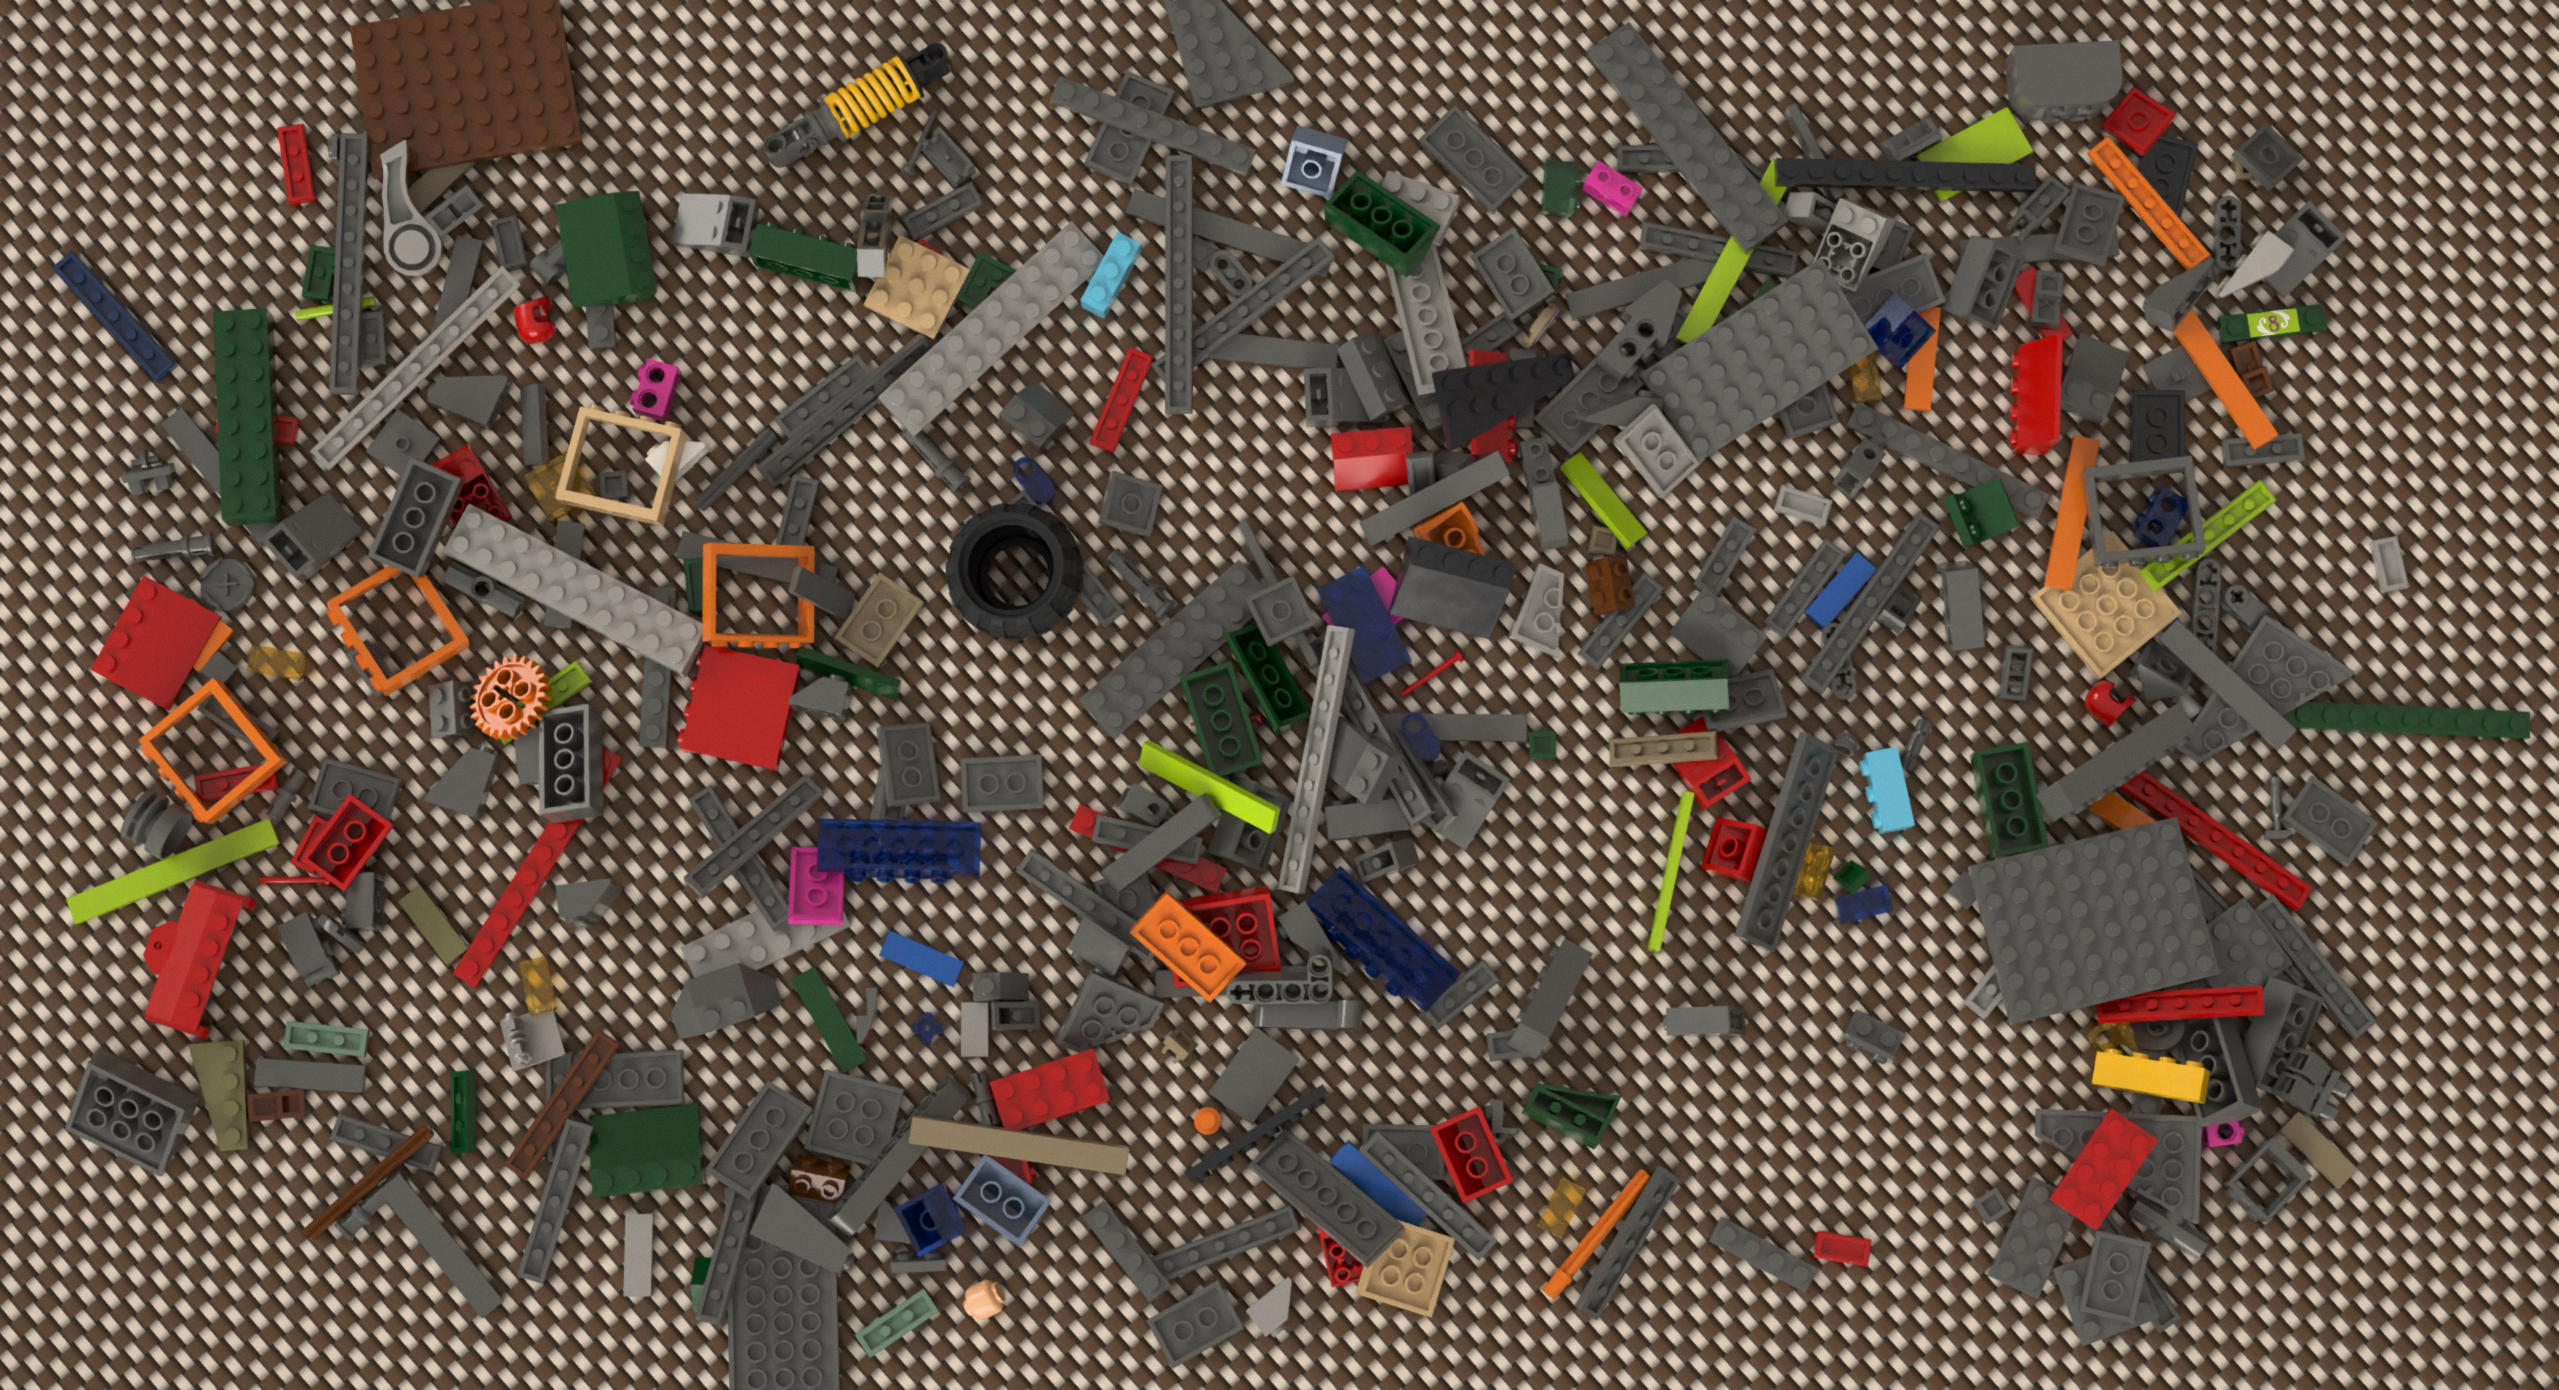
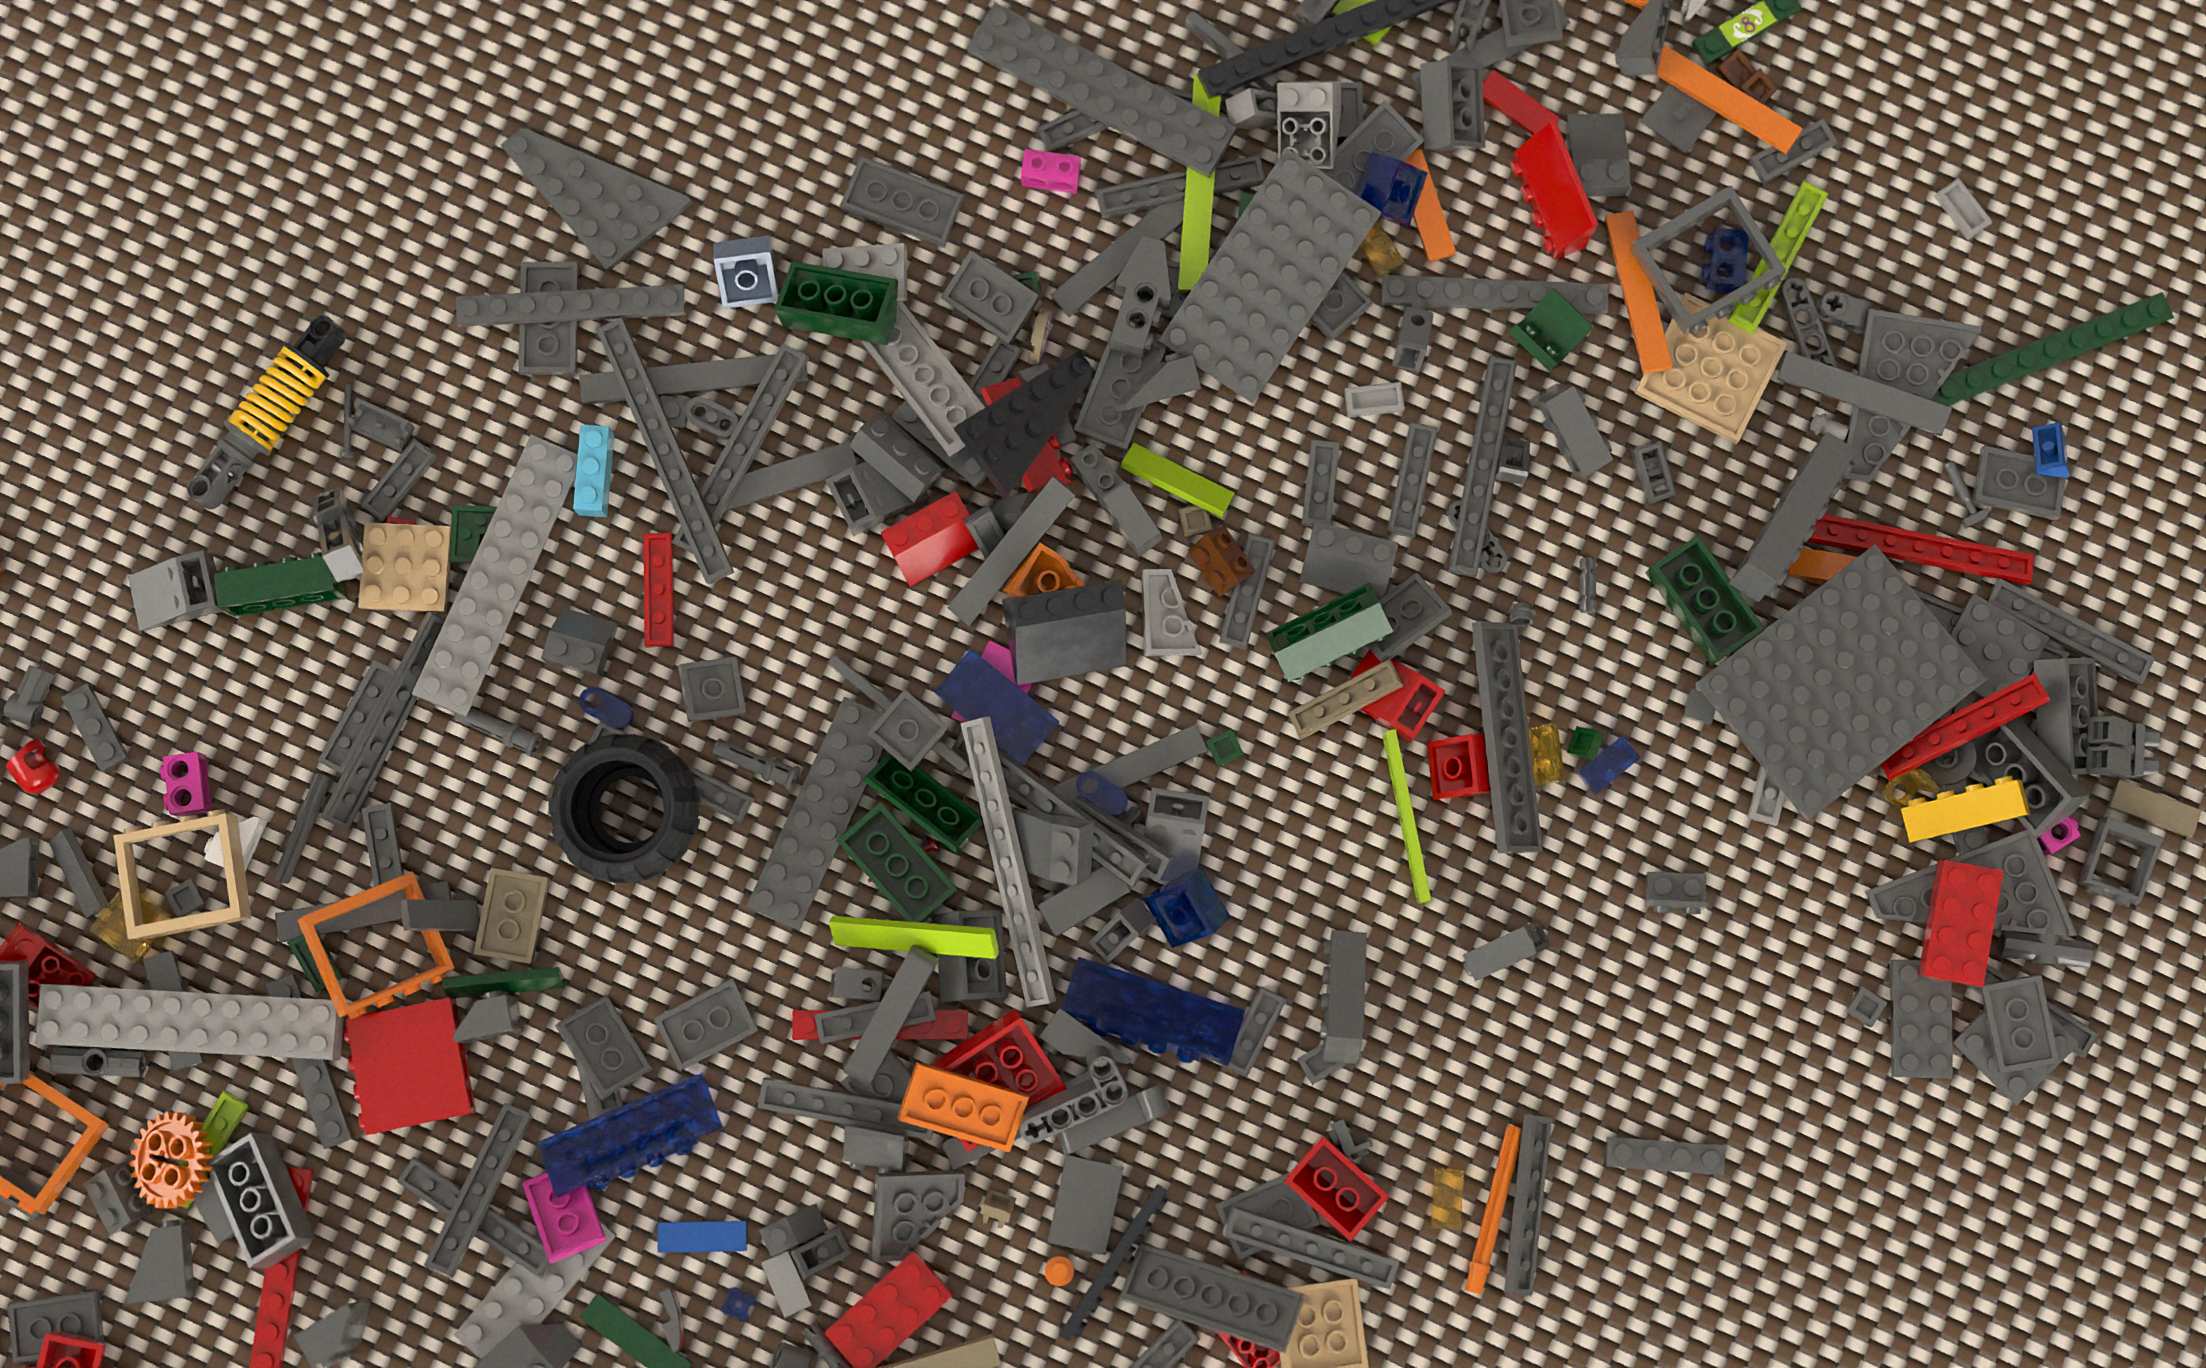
camera: 20 degrees left, 0 degrees up
(606, 250) = (74, 666): dark green slope -> none
(1376, 1184) = (1255, 1260): blue tile -> none
(1450, 865) = (1187, 908): none -> clear blue slope
(1457, 657) = (1102, 698): red piece -> none
(1559, 188) = (999, 193): clear green brick -> none
(1572, 1112) = (1416, 1100): dark green wedge -> none
(1657, 451) = (1208, 408): light grey tile -> none
(1840, 590) = (1448, 466): blue tile -> none
(1842, 1248) = (1739, 1114): red tile -> none
(1887, 790) = (1581, 642): medium azure brick -> none
(2046, 299) = (1520, 95): dark grey slope -> none
(2103, 705) = (1754, 467): red helmet -> none
(2157, 424) = (1680, 171): black tile -> none
(2160, 672) = (1793, 410): dark grey slope -> none
(2368, 805) = (2050, 450): none -> blue slope

